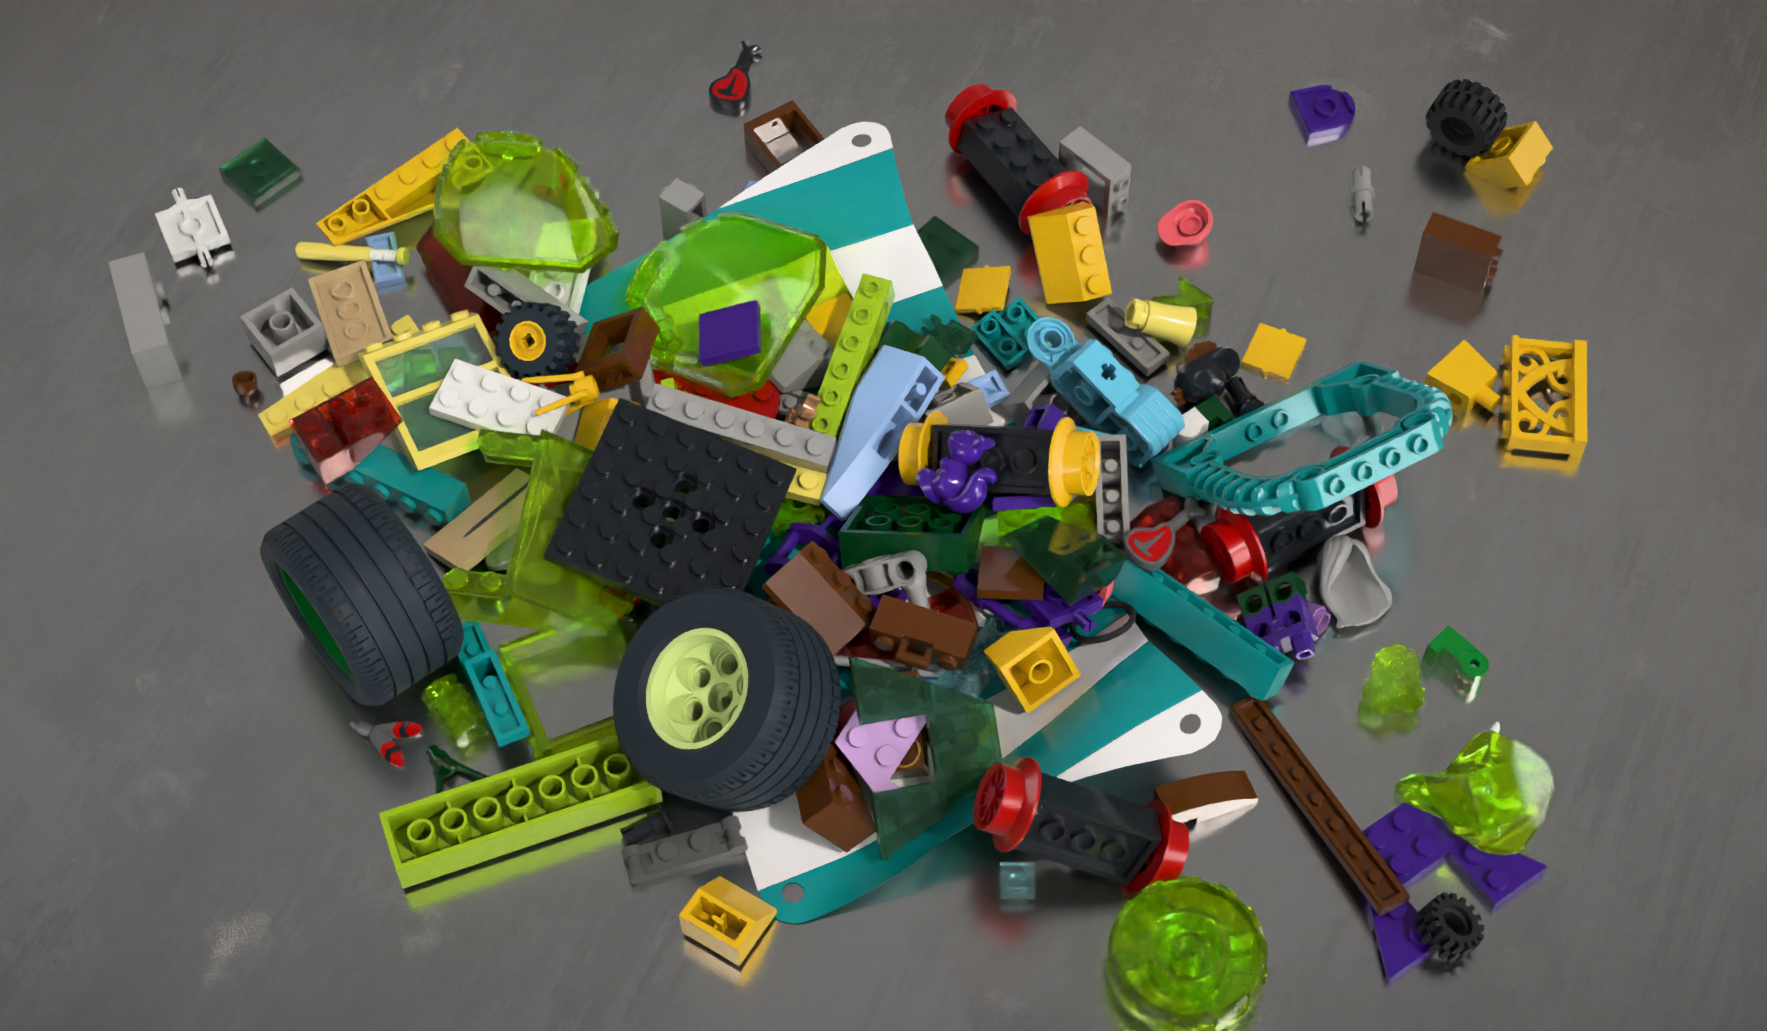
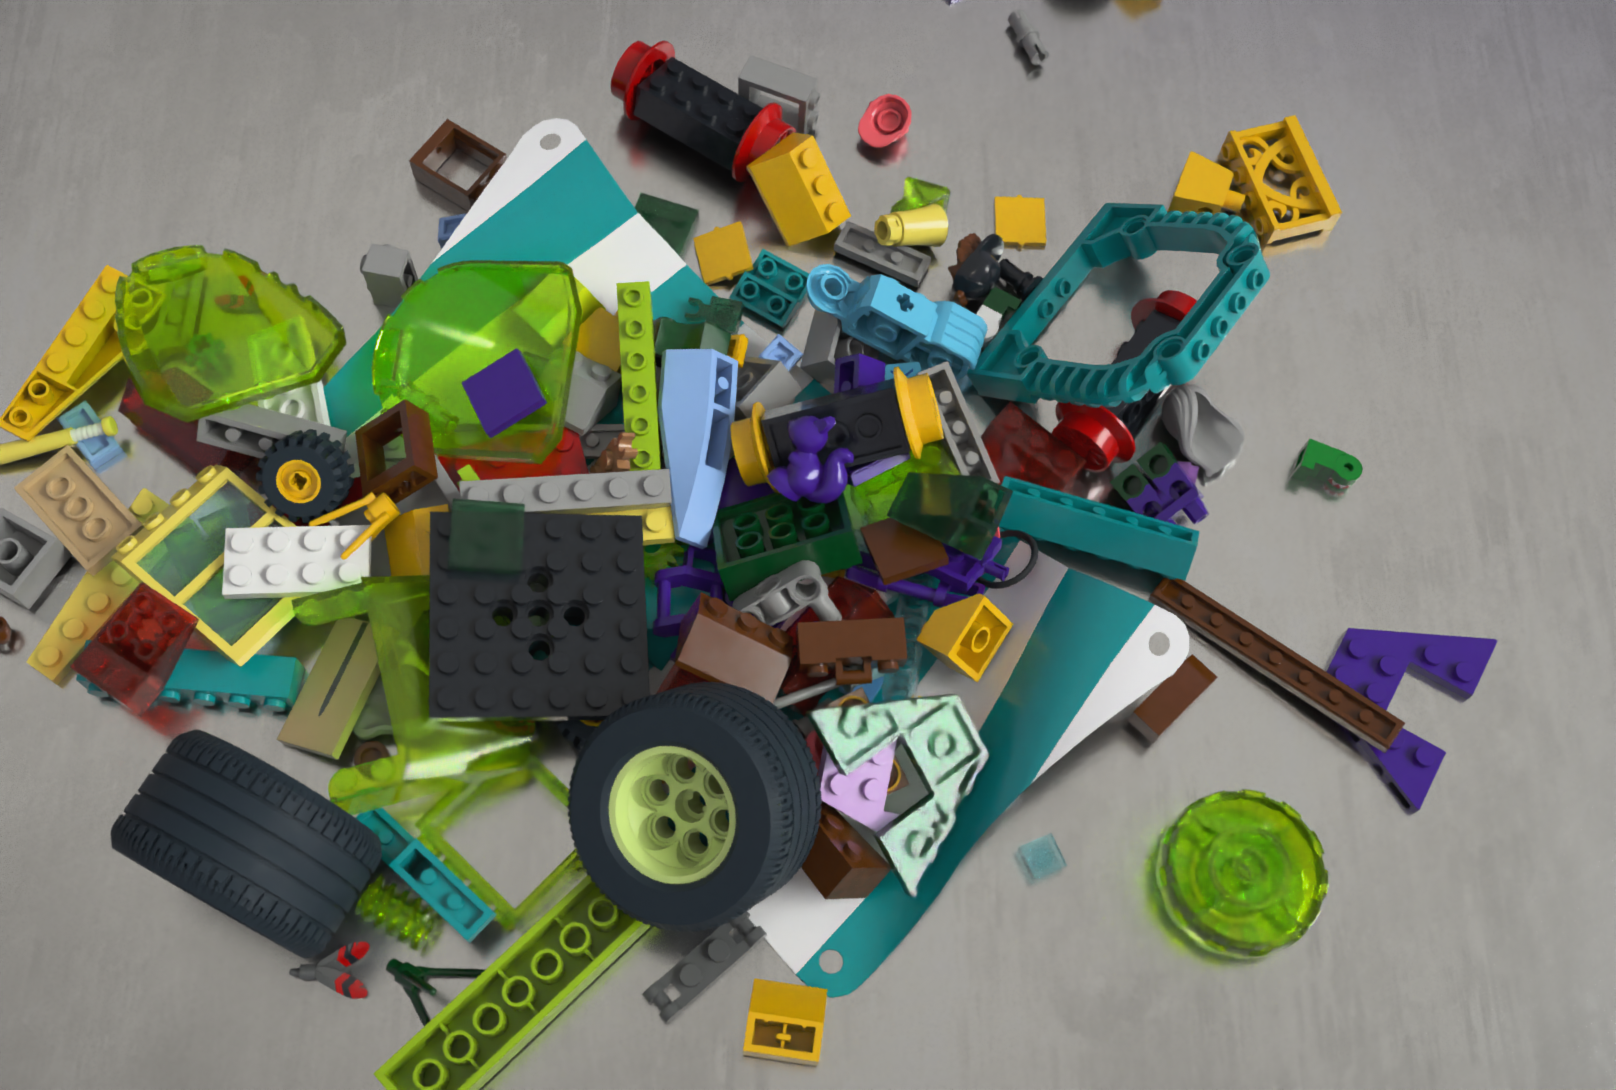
camera: 30 degrees left, 10 degrees up
(648, 826) = (656, 956): black pin -> none
(655, 432) = (486, 536): none -> clear green tile
(735, 88) = (377, 125): black piece -> none
(1079, 826) = (1056, 798): brick -> none
(1153, 546) = (1020, 464): dark grey piece -> none
(1395, 681) = (1287, 511): clear neon green hair -> none
(1458, 253) = (1146, 67): reddish brown brick -> none
(1460, 917) = (1451, 738): black tyre -> none
(1488, 794) = (1432, 602): clear neon green animal -> none

